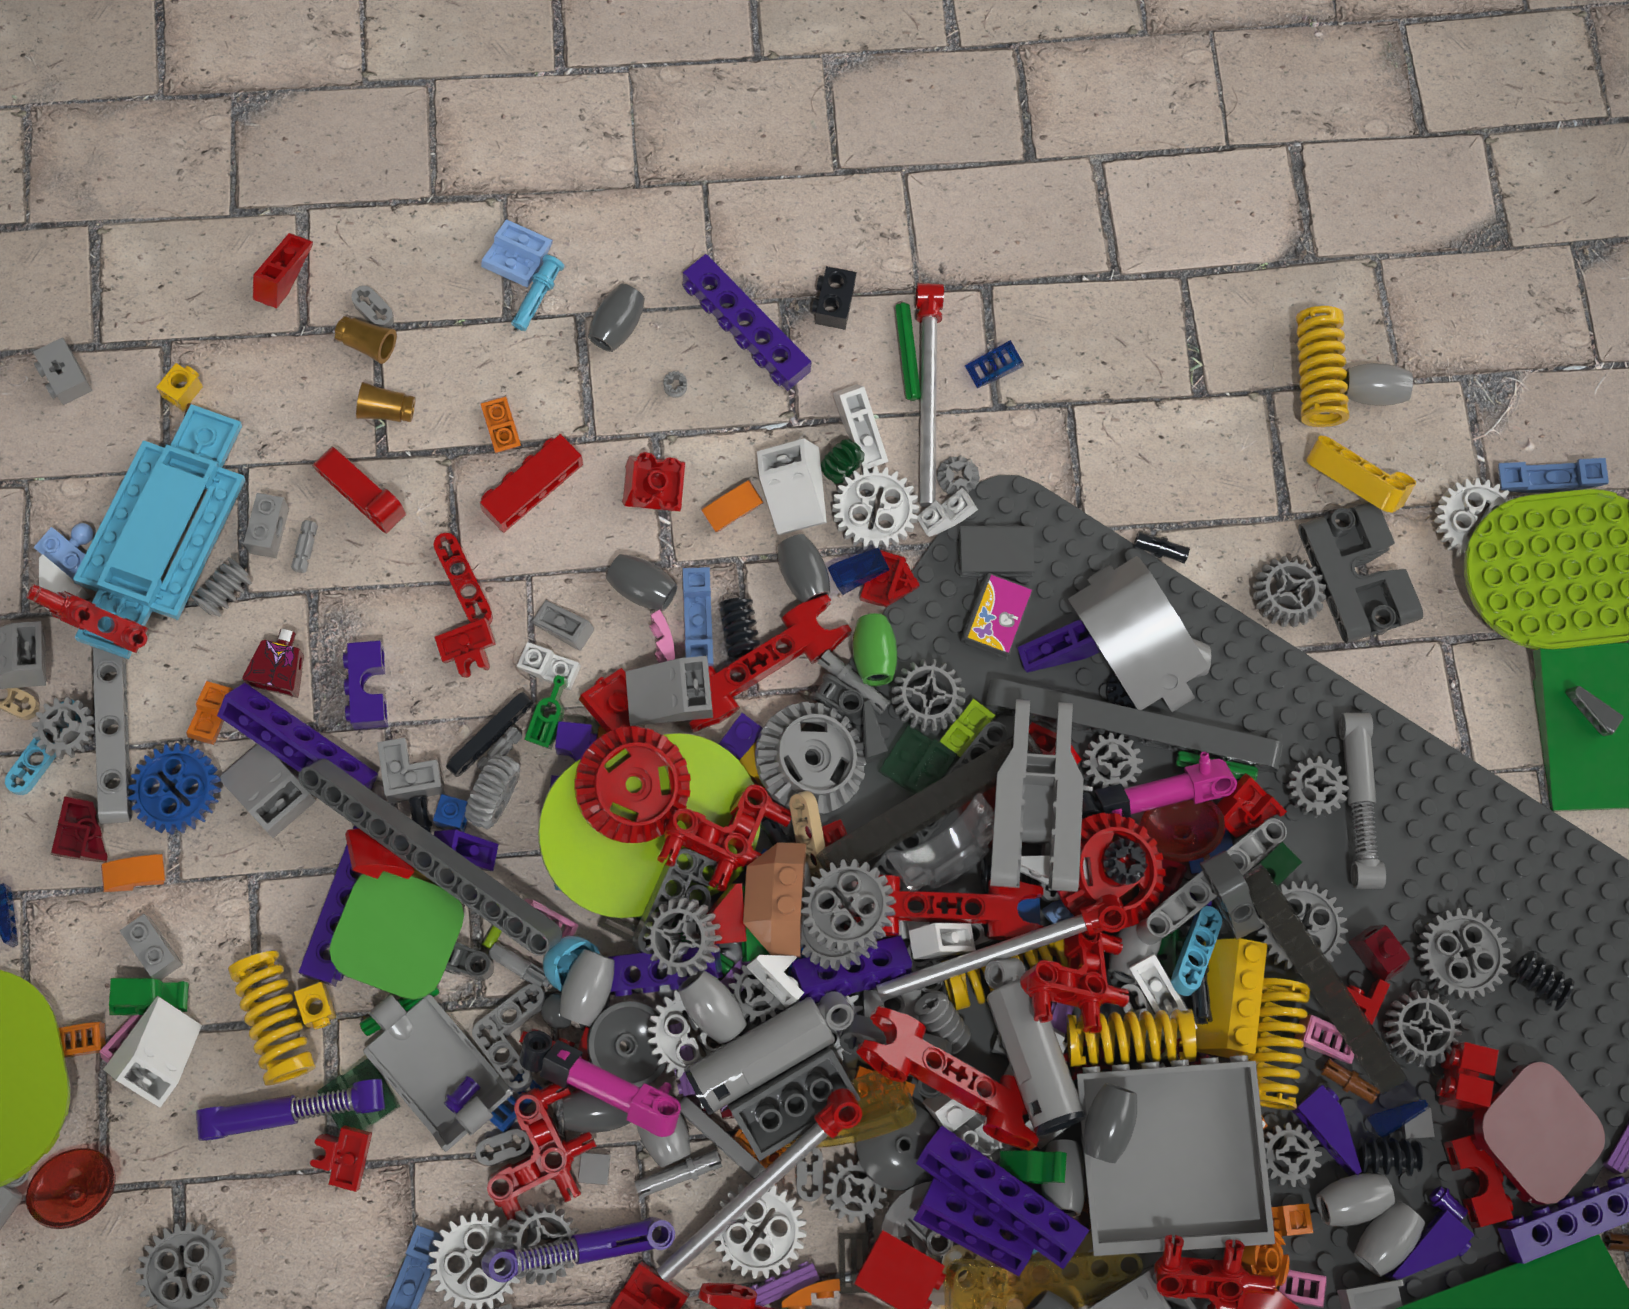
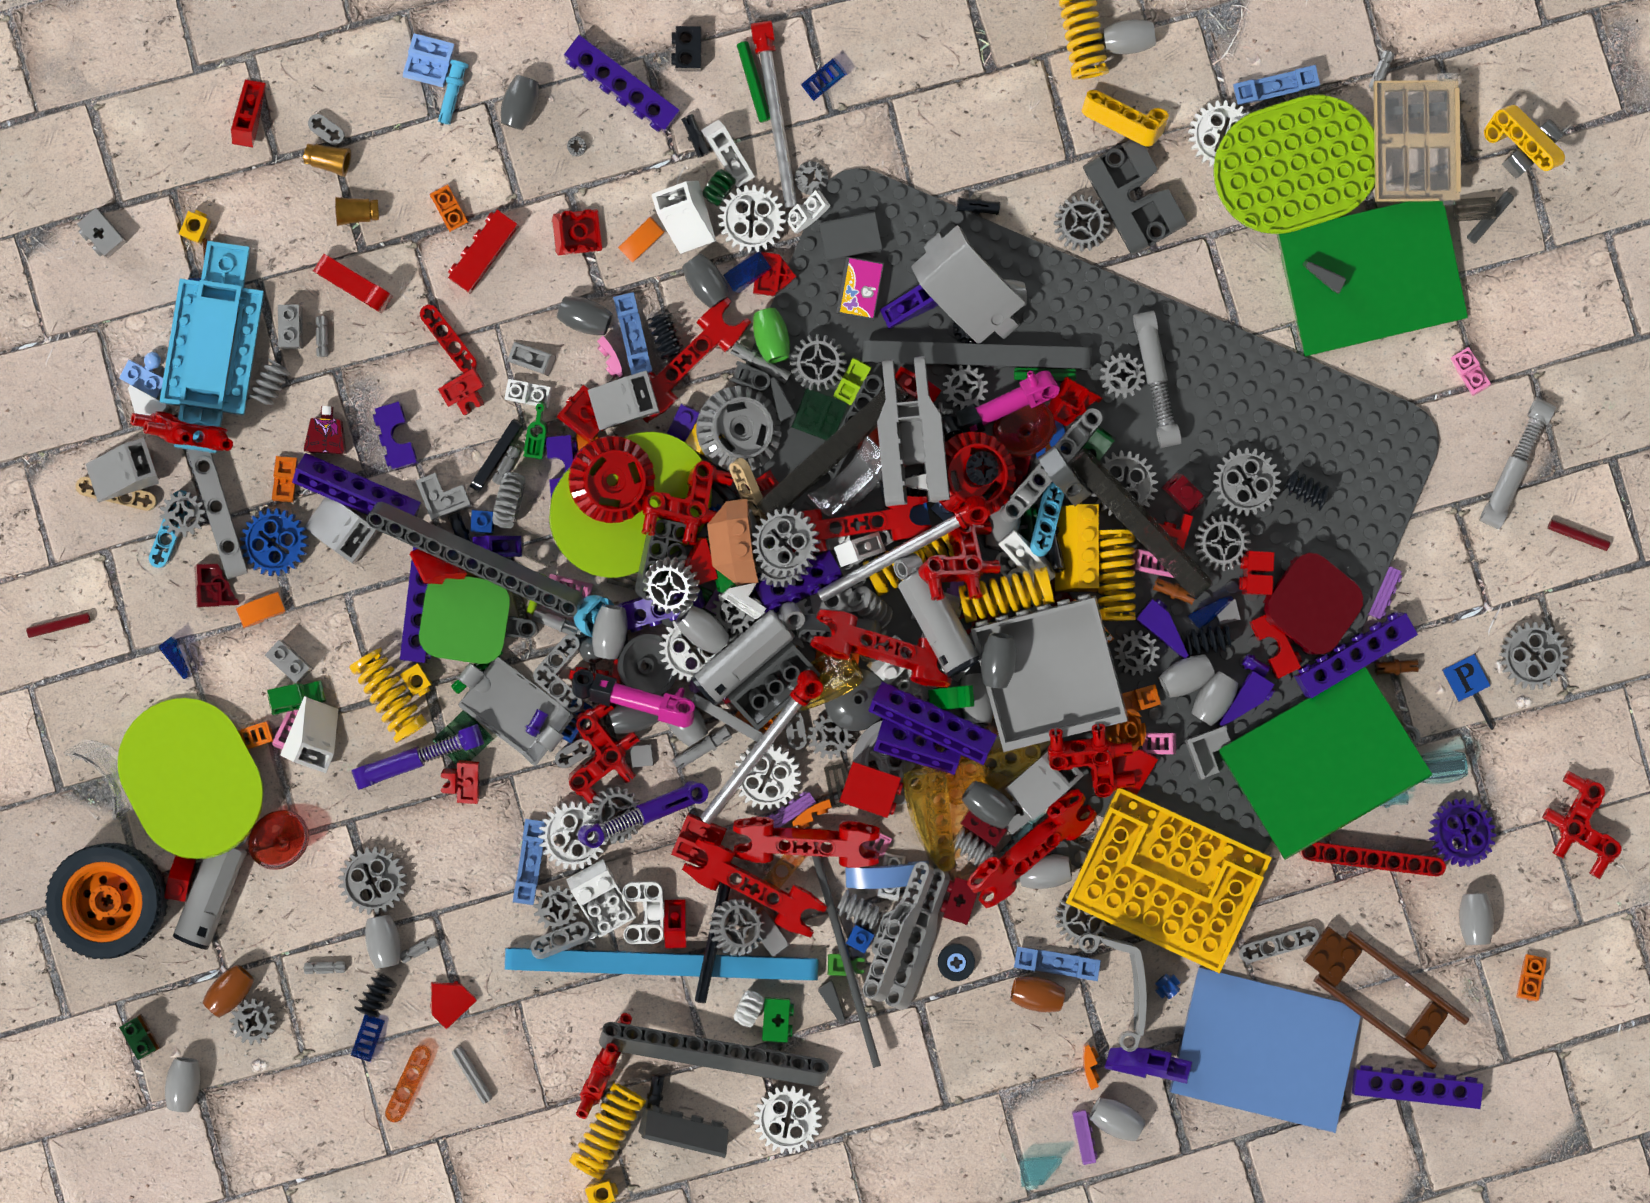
camera: 10 degrees left, 15 degrees up
(824, 399) = (695, 136): none -> black pin

